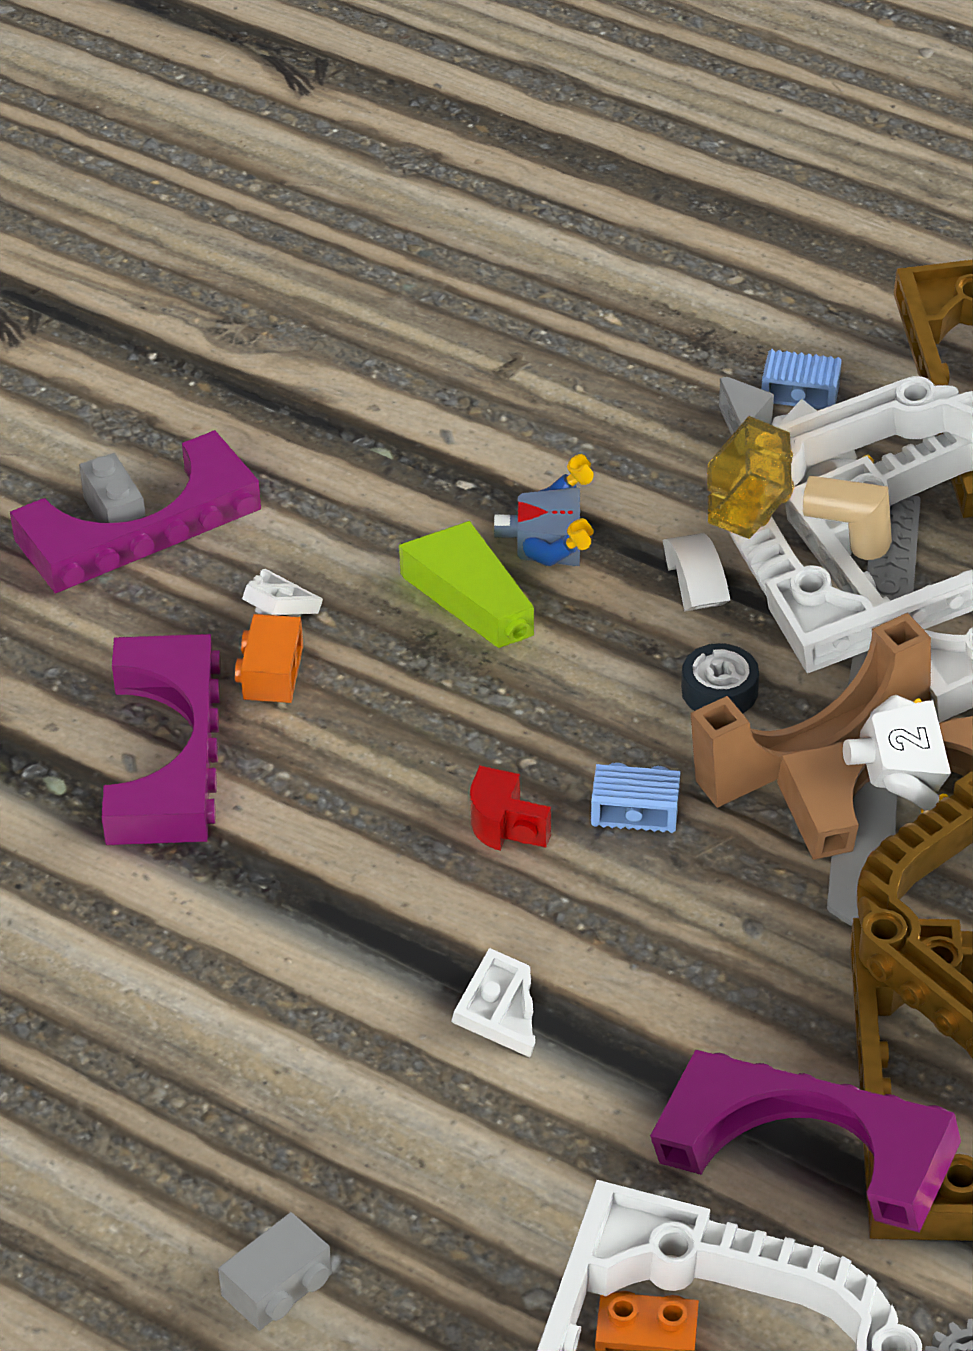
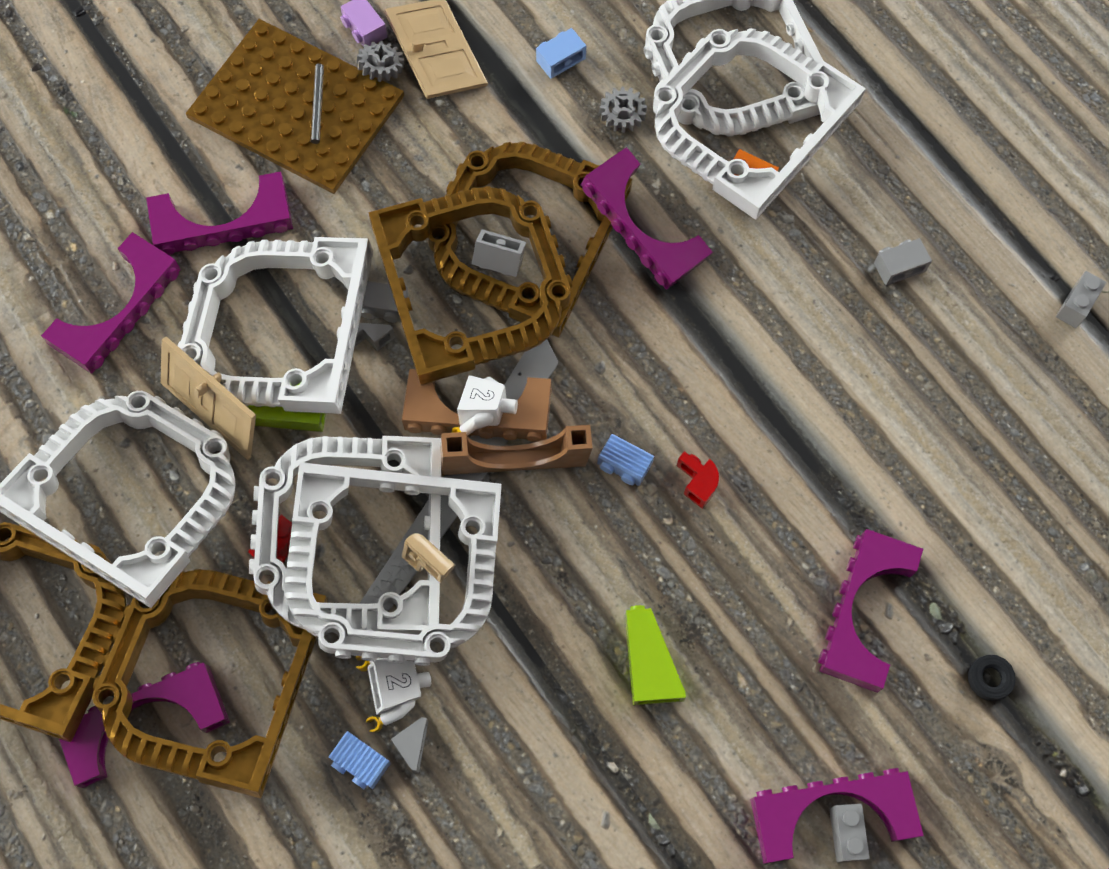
camera: 160 degrees left, 25 degrees up
(270, 658) = (791, 640): orange brick -> none
(279, 596) = (771, 693): white wing -> none
(499, 1003) = (748, 364): white wing -> none
(550, 520) = (582, 689): torso -> none
(698, 571) = (513, 611): white brick -> none
(720, 672) = (537, 537): wheel -> none
(749, 477) = (478, 579): clear yellow piece -> none

